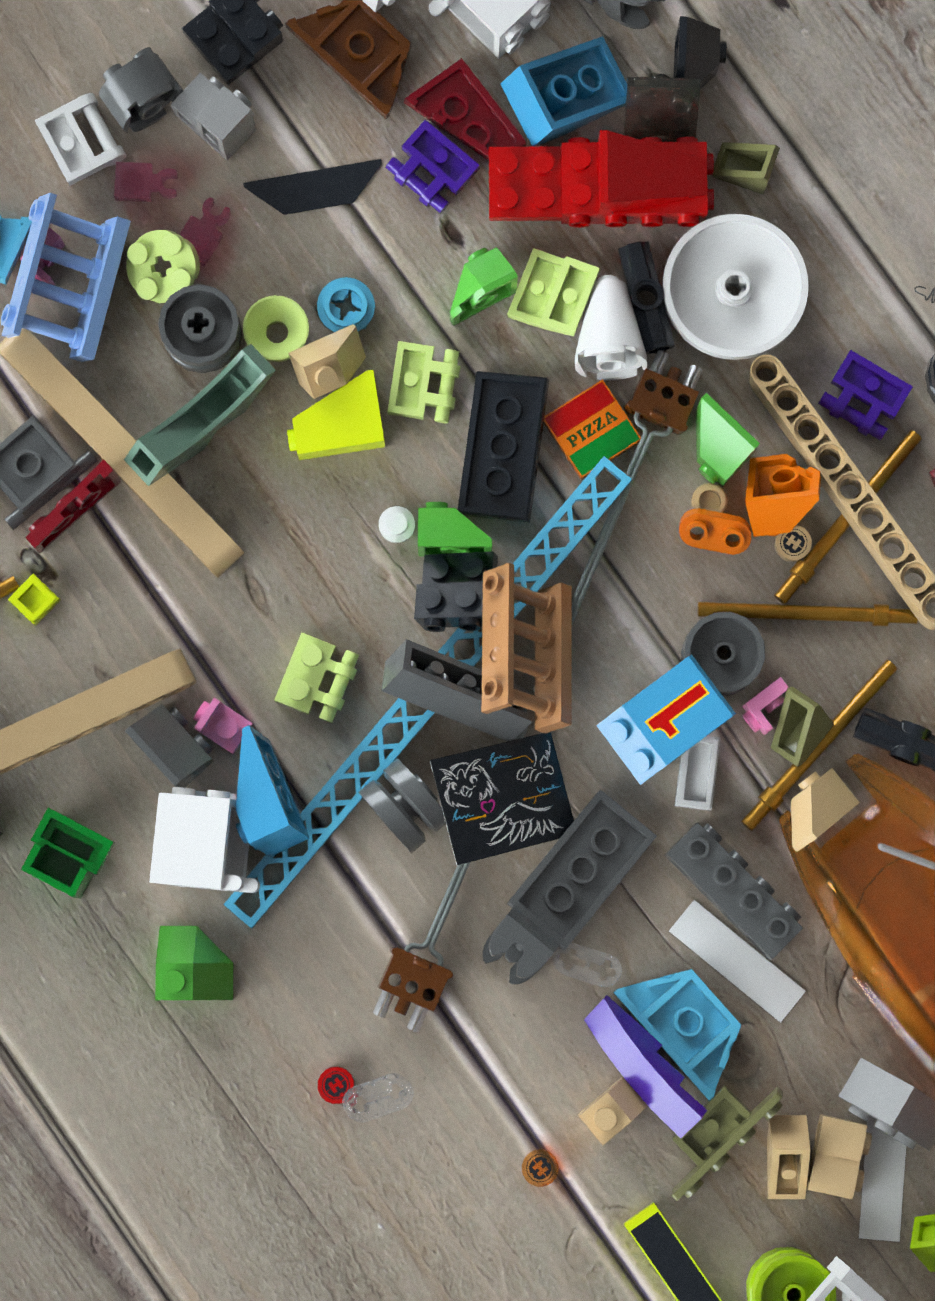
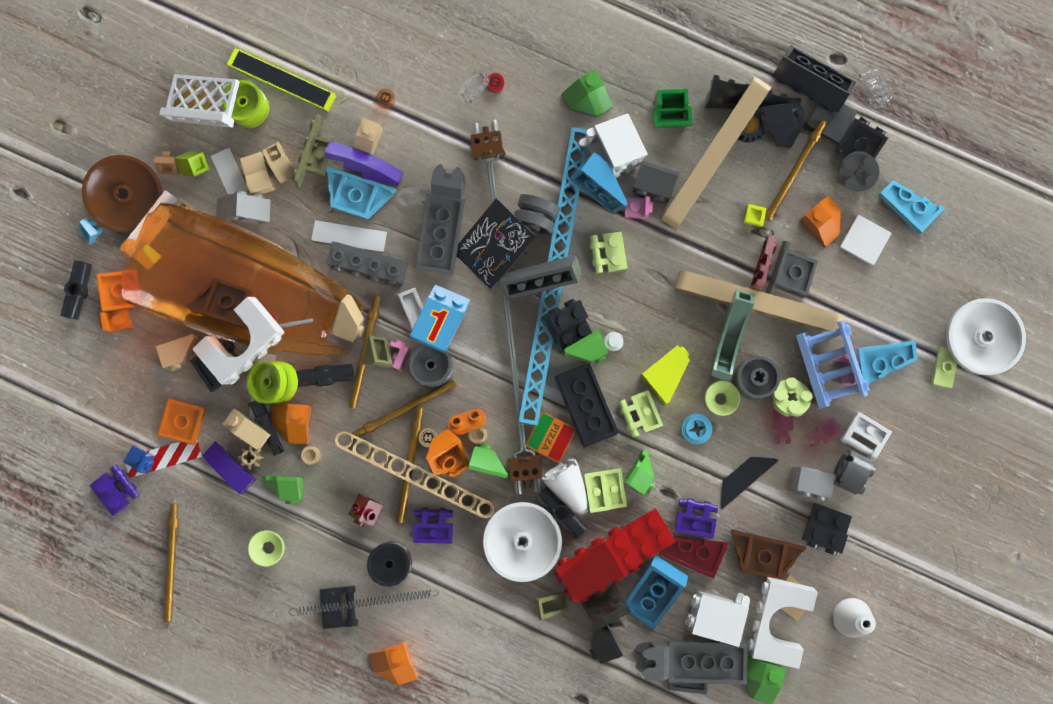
camera: 150 degrees right, 0 degrees up
(328, 361) = (688, 397): tan slope -> none
(552, 649) = (508, 320): medium nougat fence -> none

